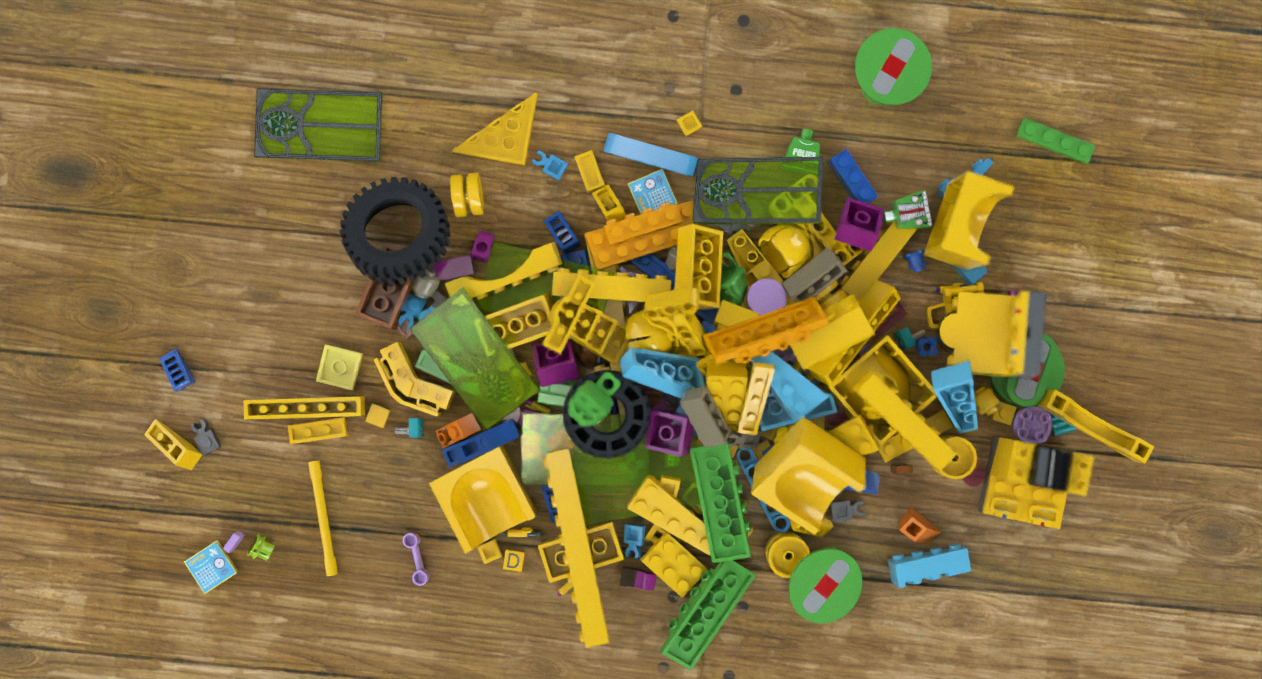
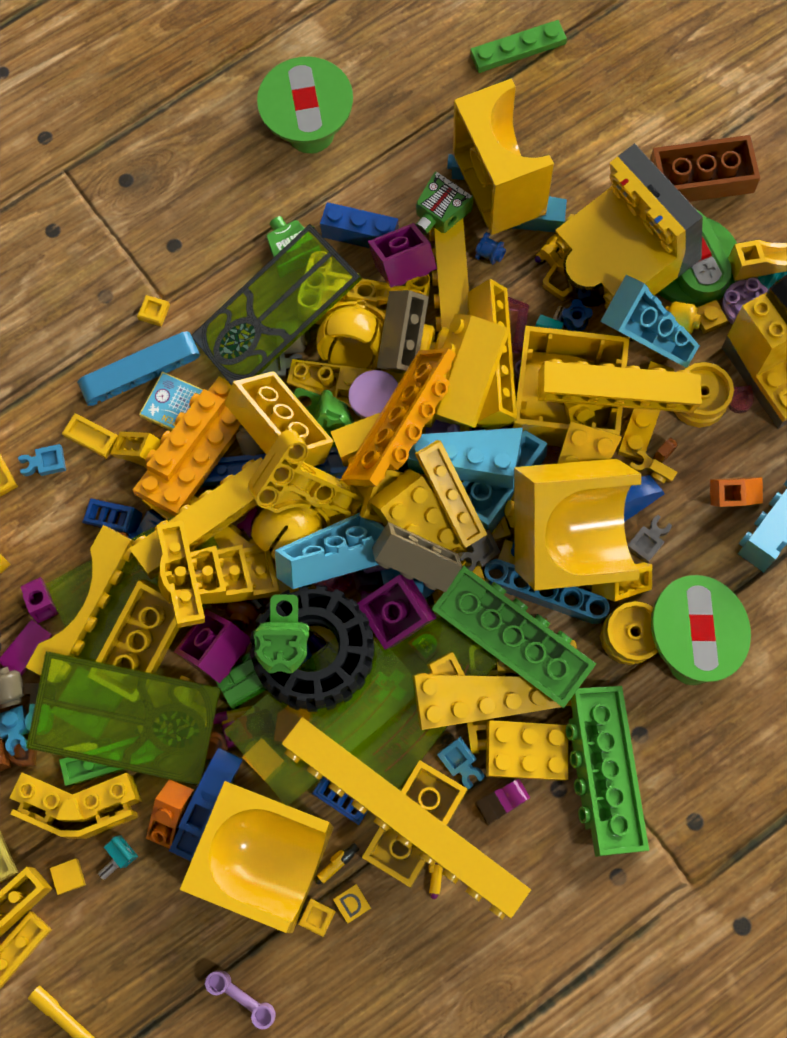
camera: 30 degrees left, 15 degrees down
(887, 477) = (659, 471): none -> yellow plate
(1086, 324) = (710, 167): none -> dark orange brick

